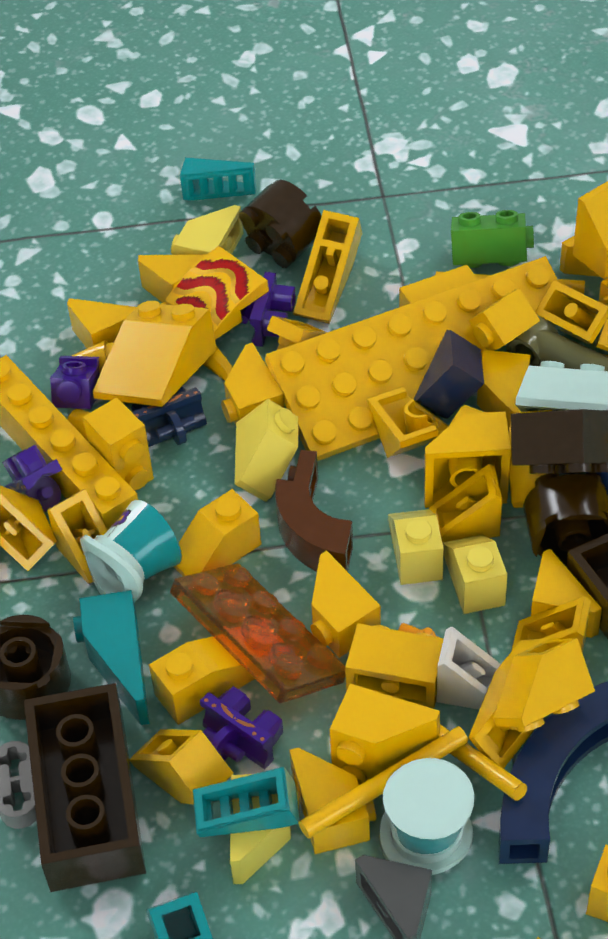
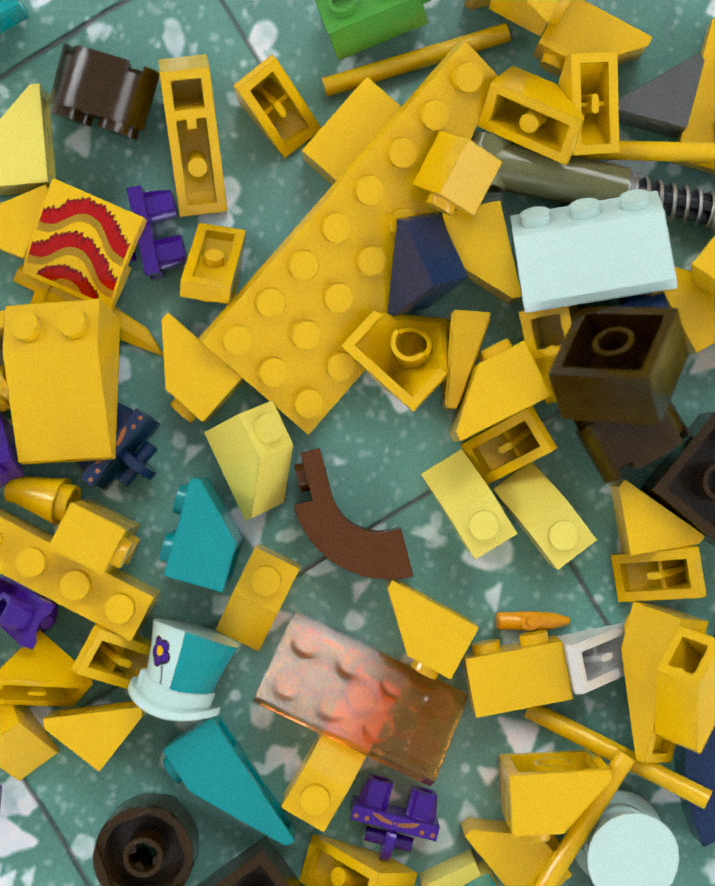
camera: 30 degrees left, 40 degrees up
(42, 580) = (94, 730): none -> yellow slope
(191, 471) = (205, 540): none -> teal slope
(392, 263) = (276, 106): none -> yellow slope

